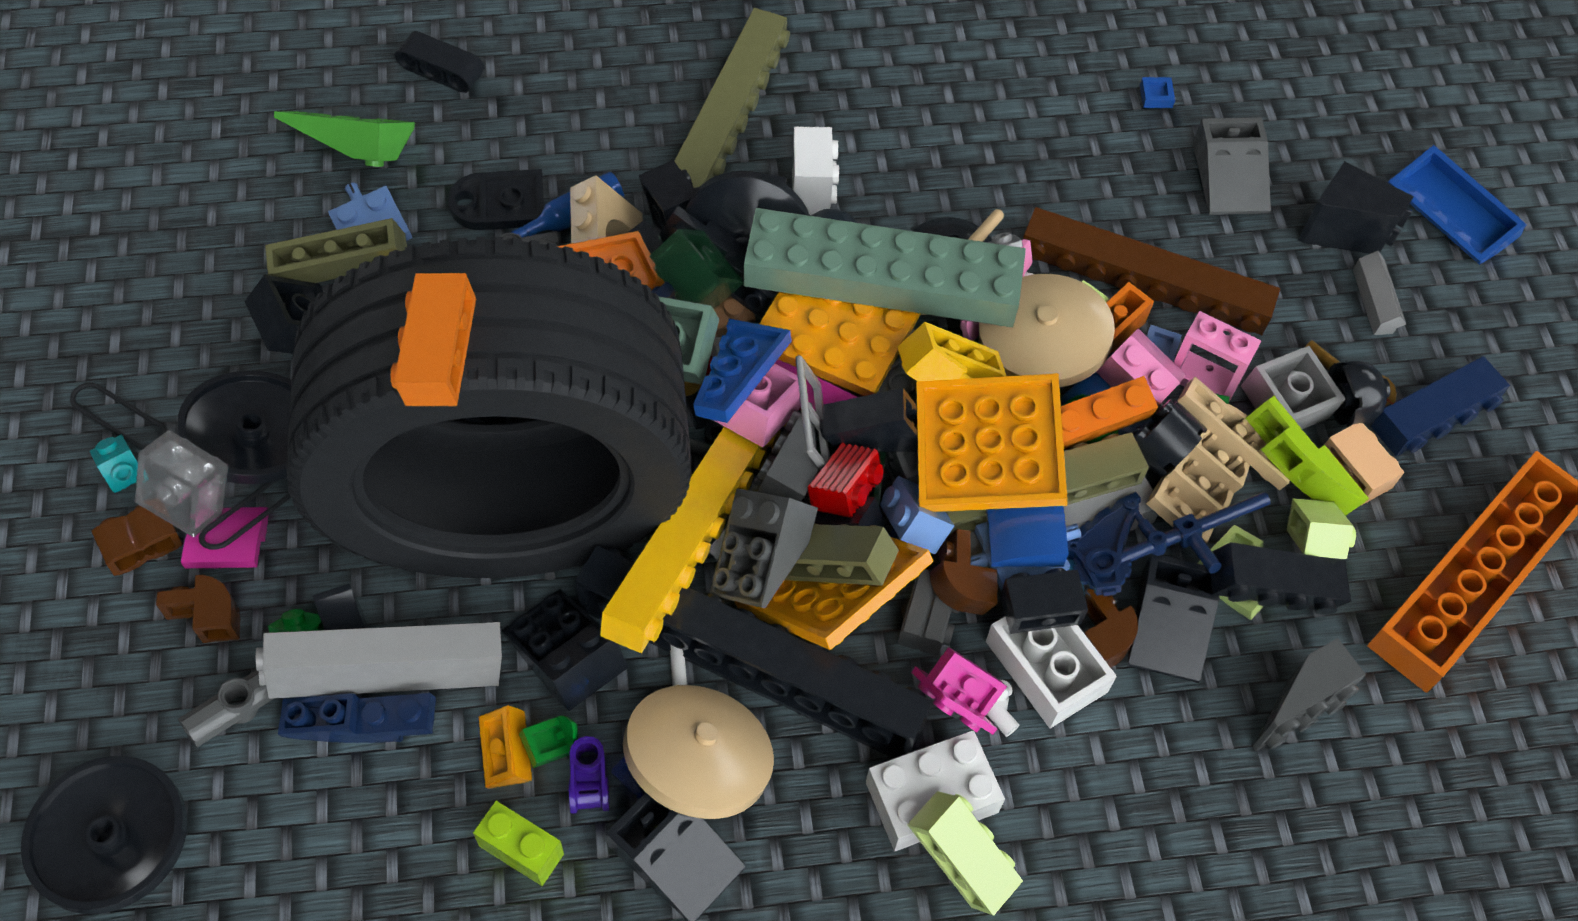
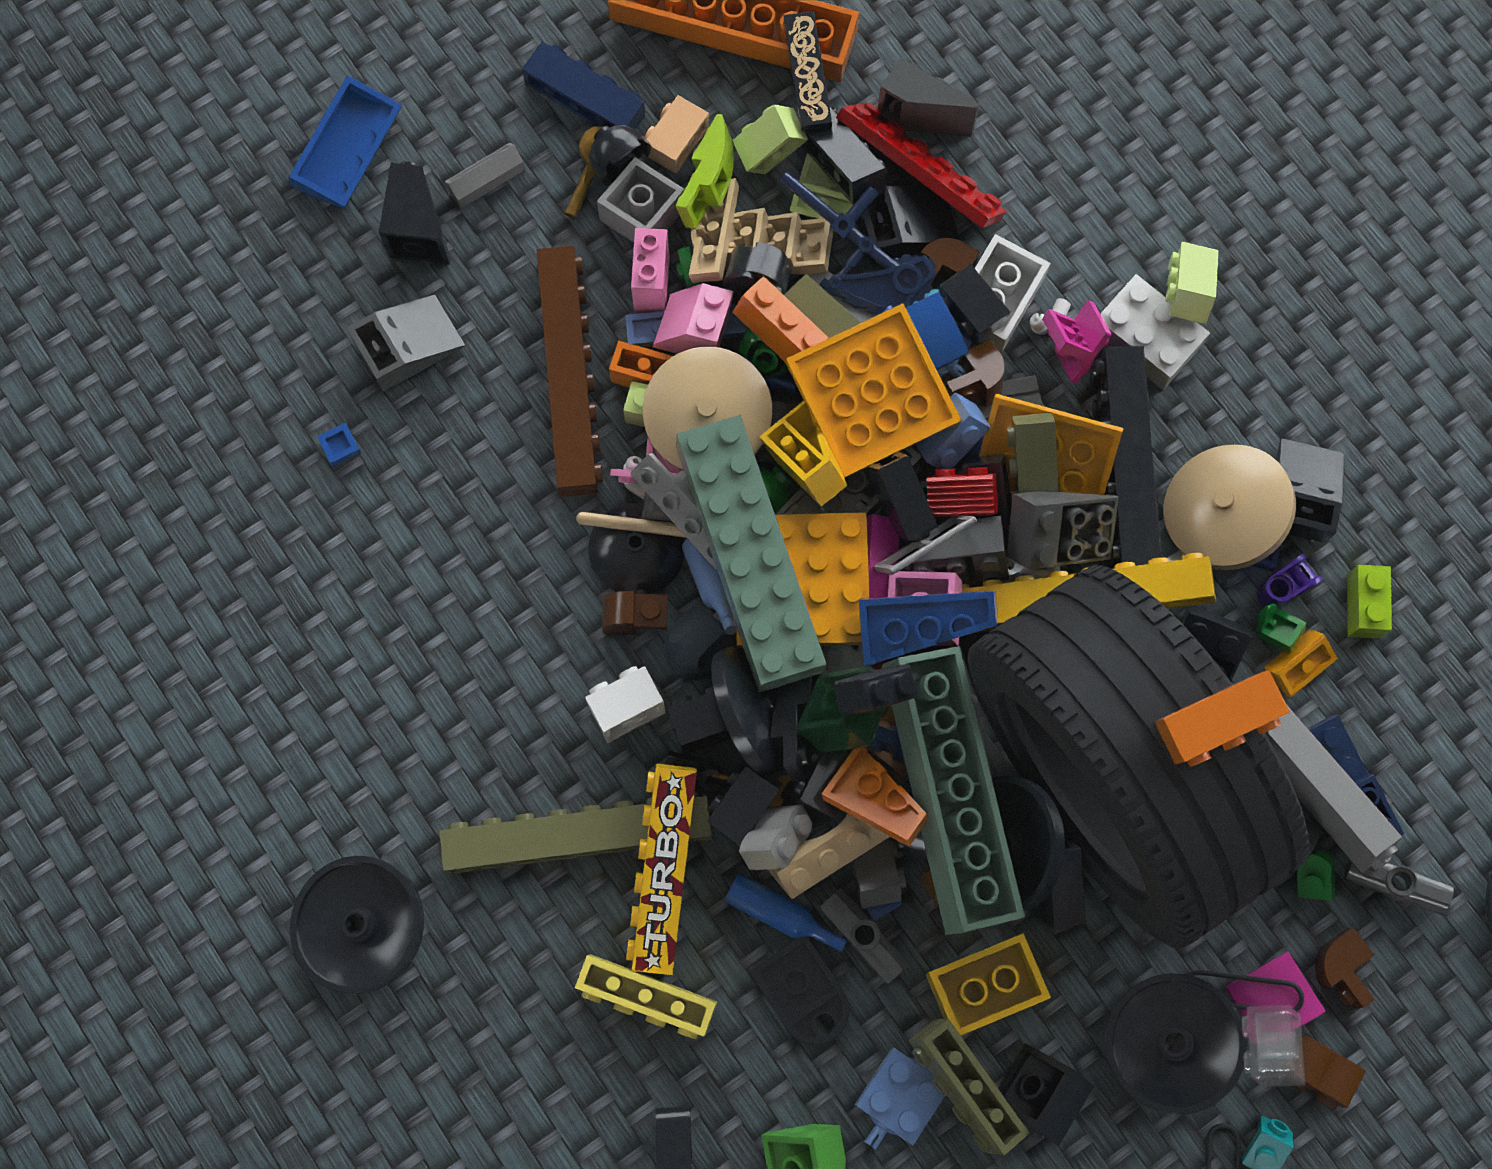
camera: 115 degrees left, 15 degrees up
(569, 89) = (646, 995): none -> light yellow brick
(626, 195) = (776, 837): none -> light grey brick
(659, 132) = (663, 869): none -> brick
(691, 264) = (874, 690): none -> black brick
(893, 209) = (630, 611): none -> reddish brown brick
(1228, 659) = (916, 160): none -> red plate
(1386, 585) = (807, 71): none -> tile

